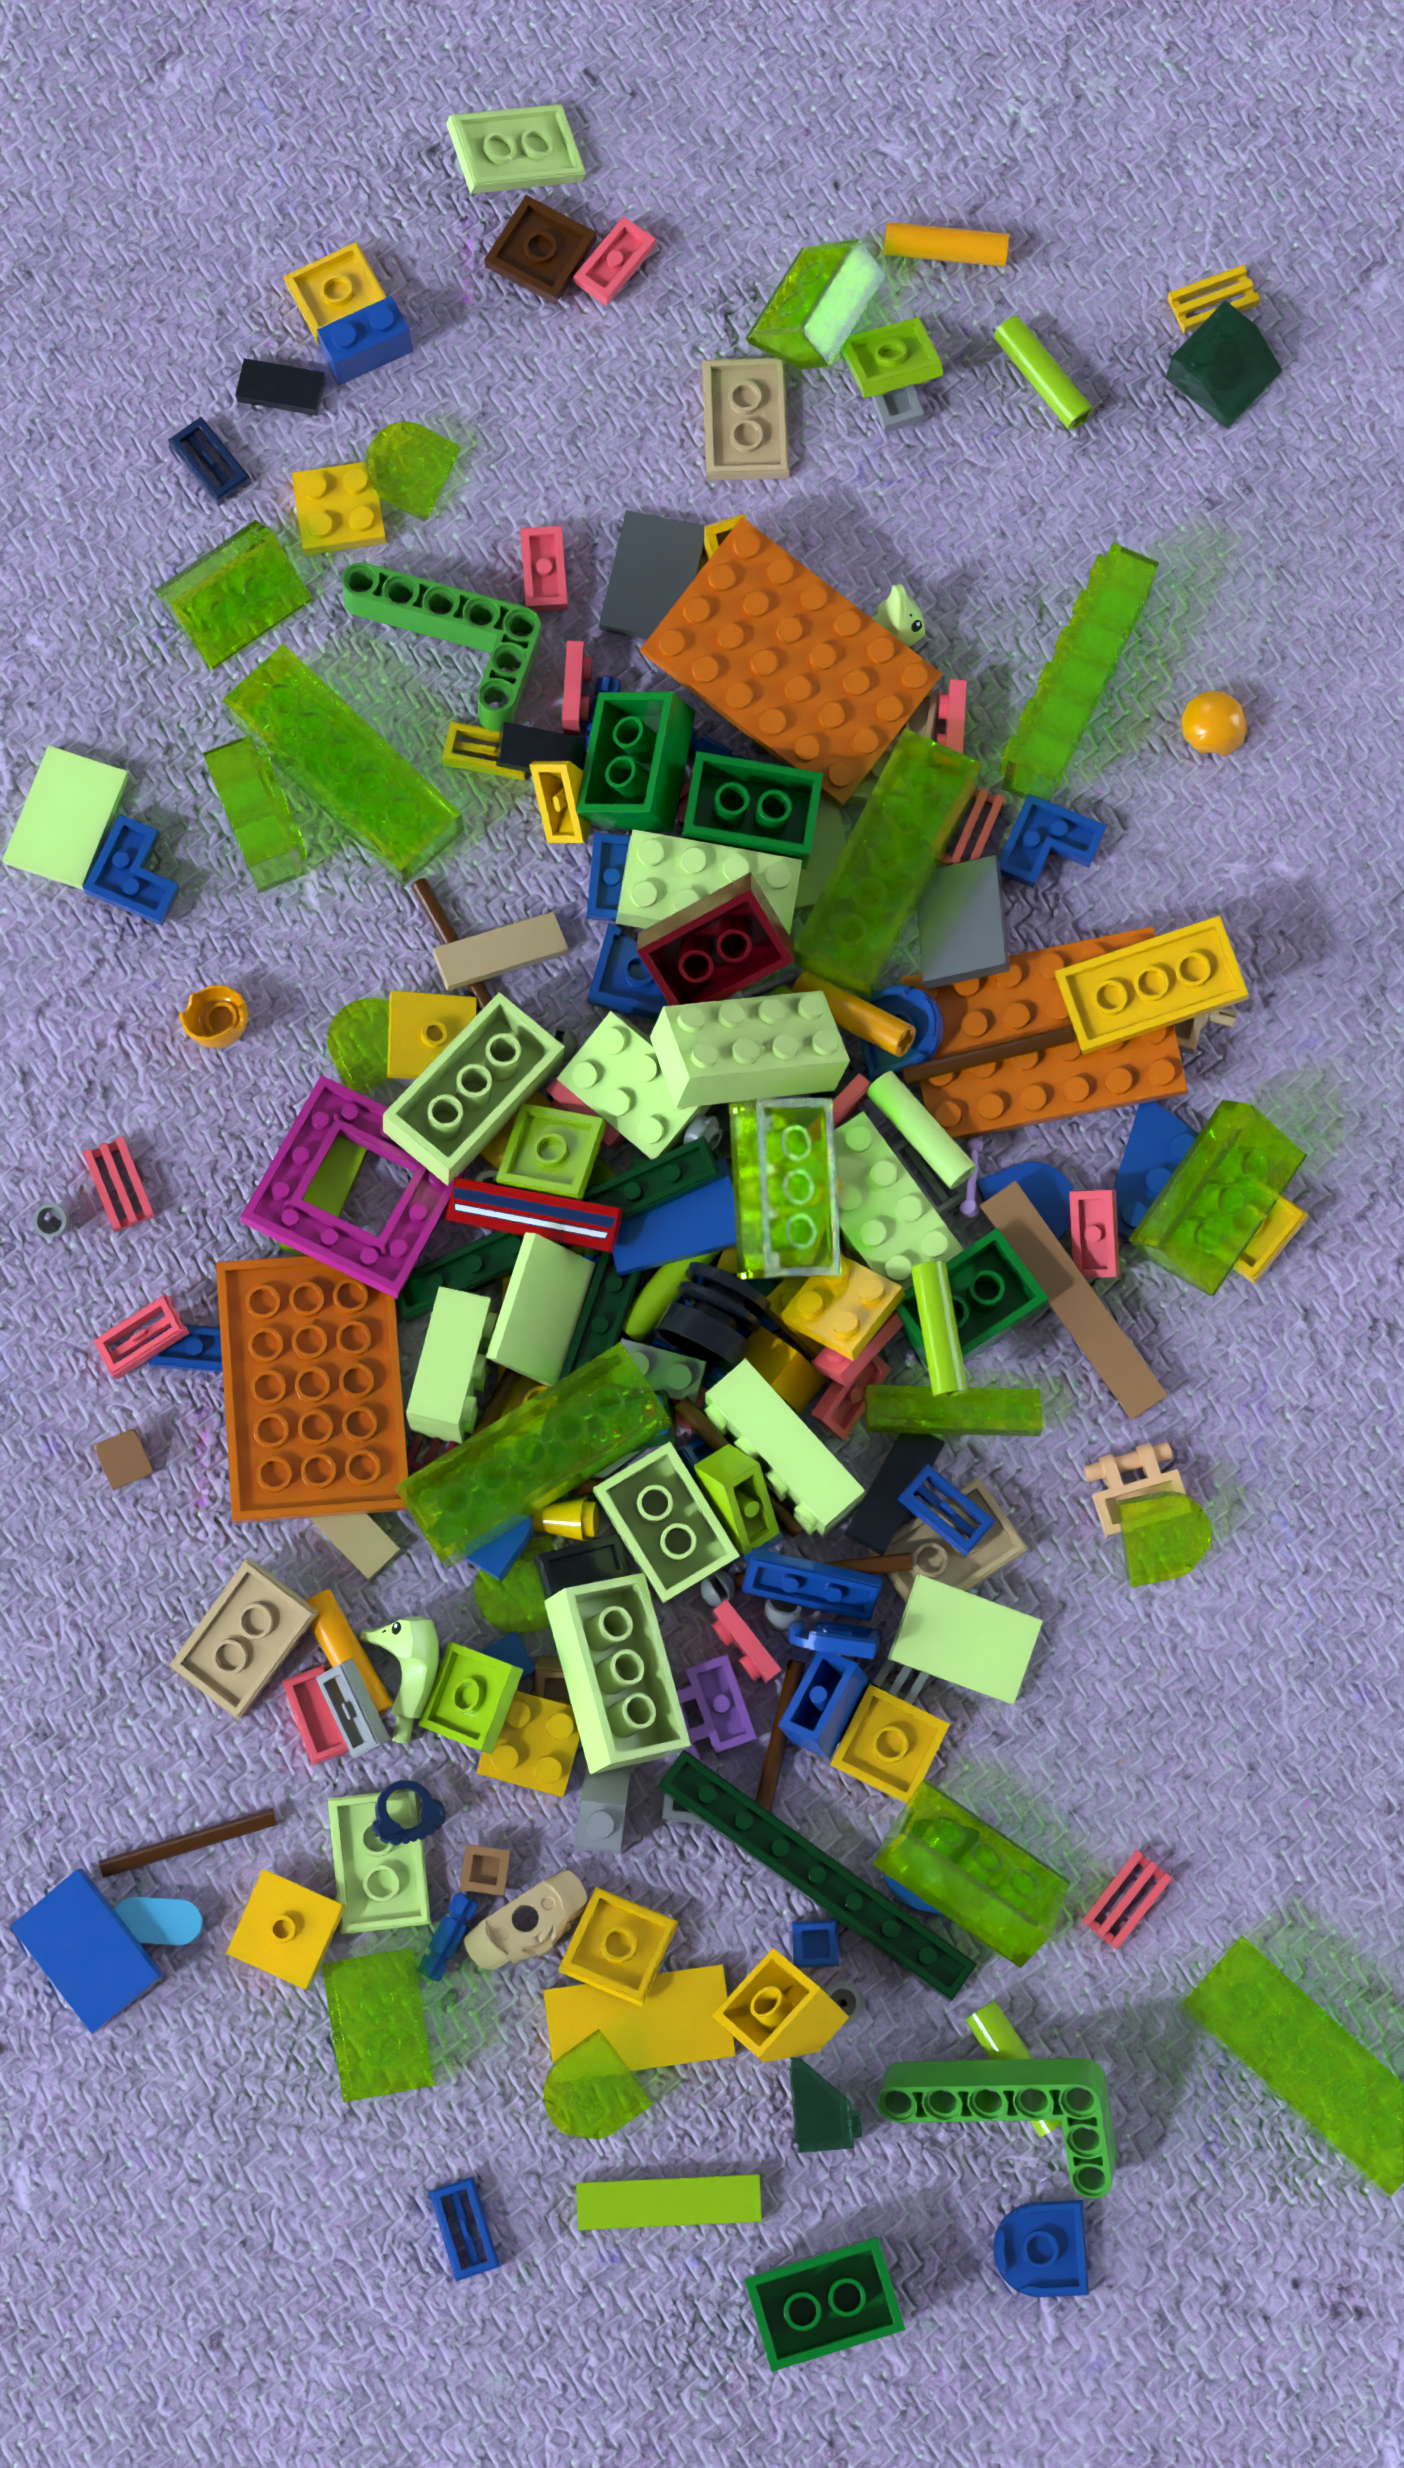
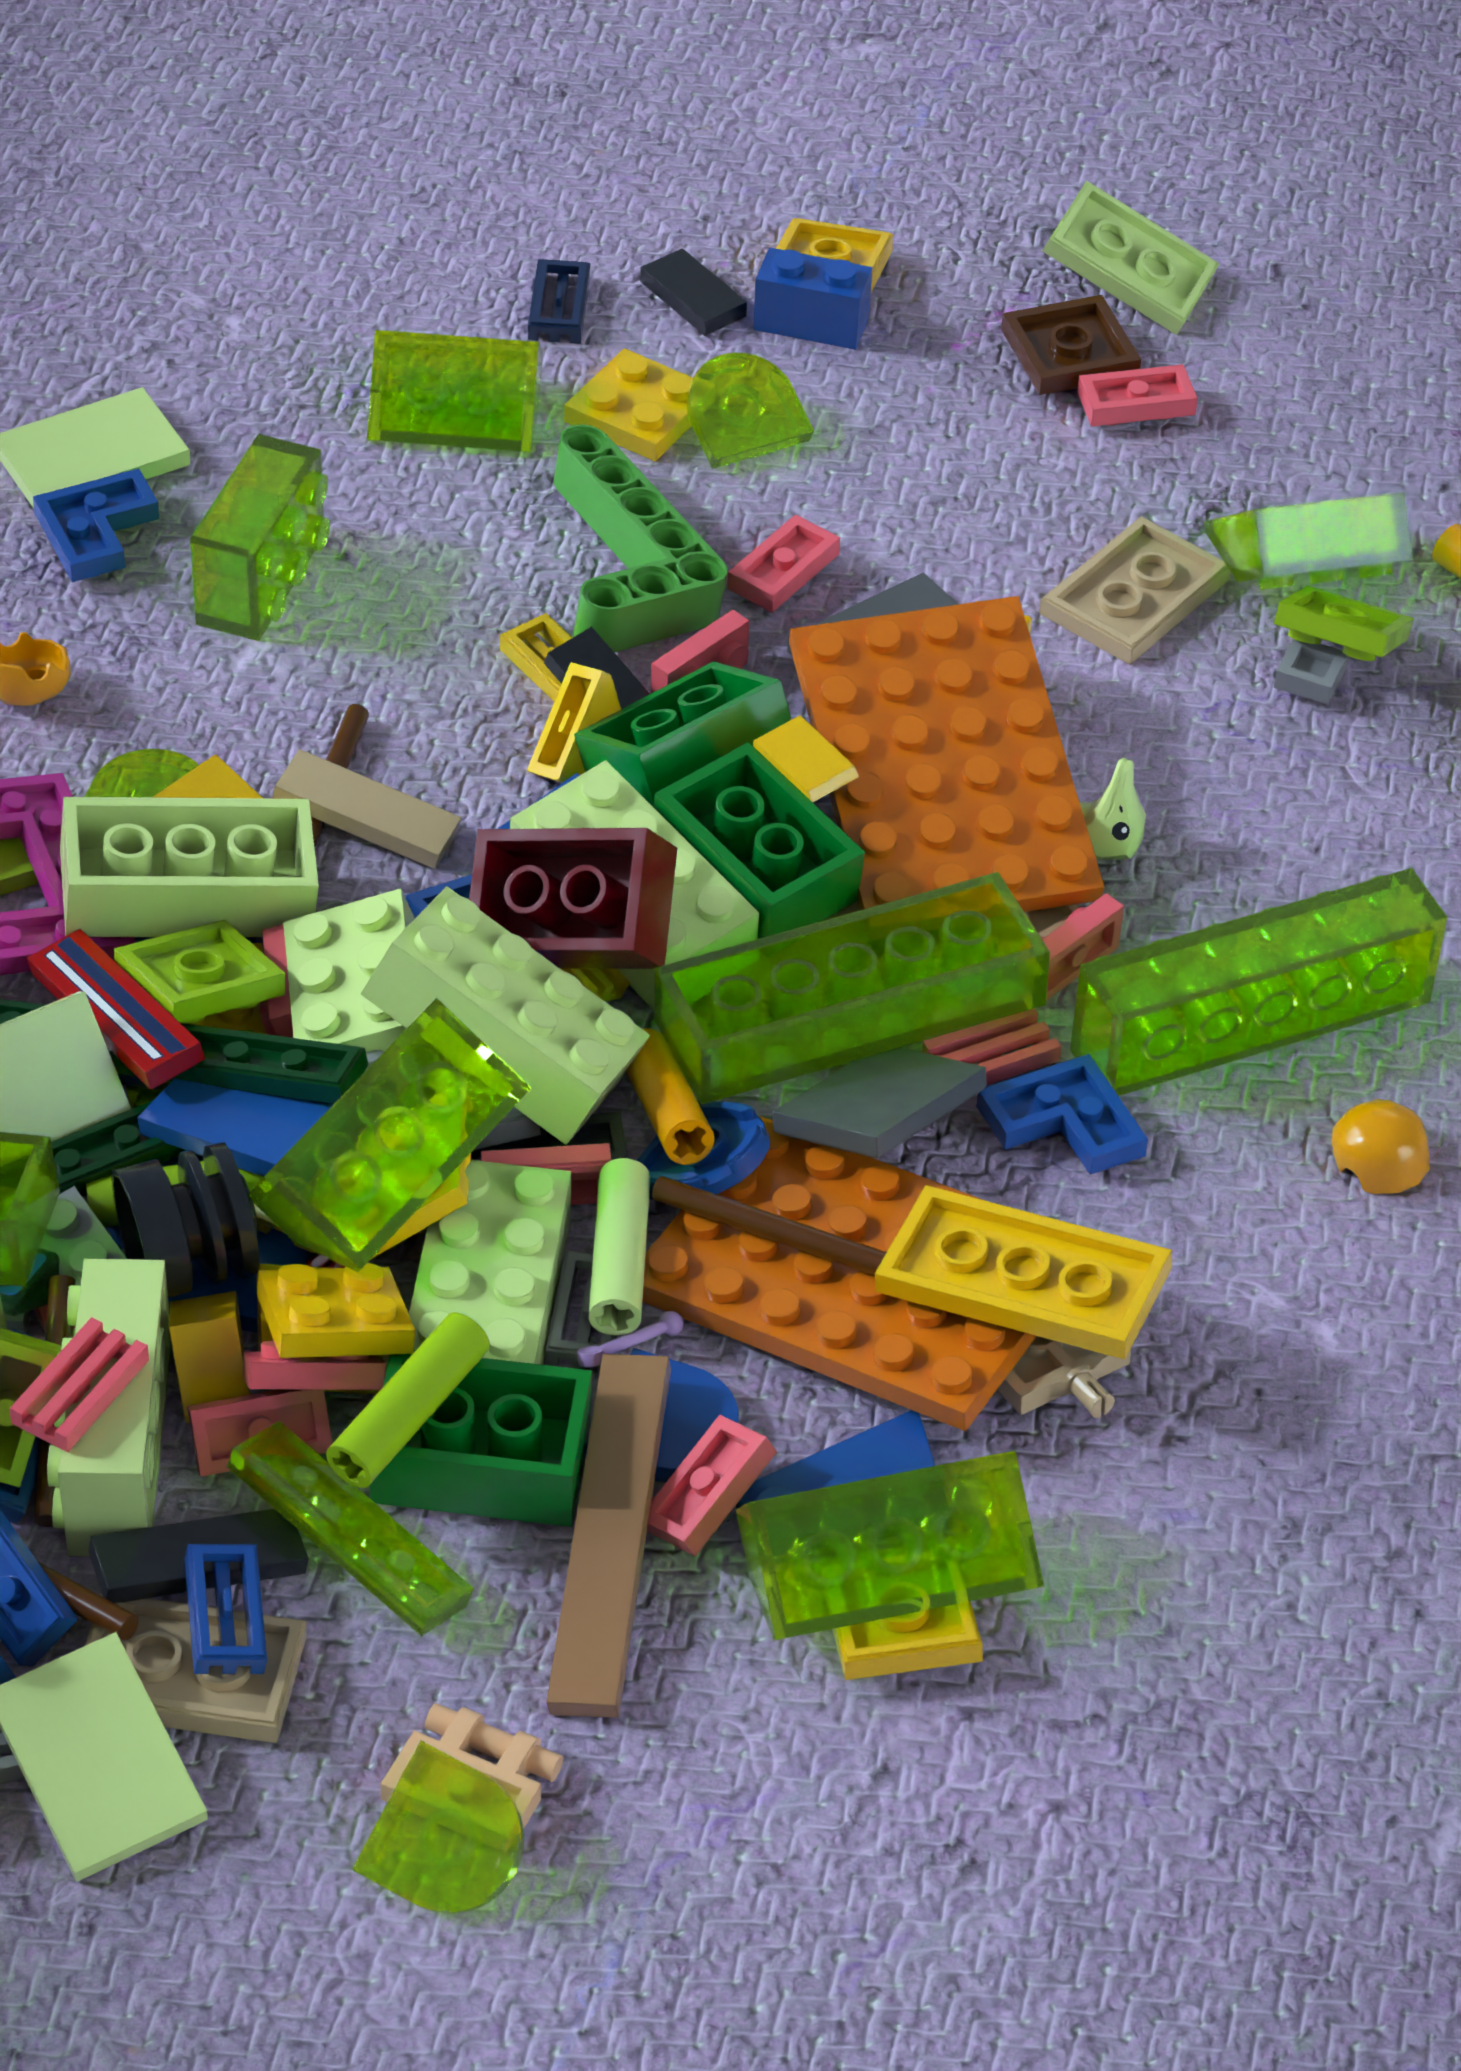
camera: 40 degrees right, 30 degrees down
(344, 765) = (393, 567): clear neon green brick -> none
(737, 736) = (806, 758): none -> yellow slope
(781, 1433) = (70, 1378): none -> coral tile

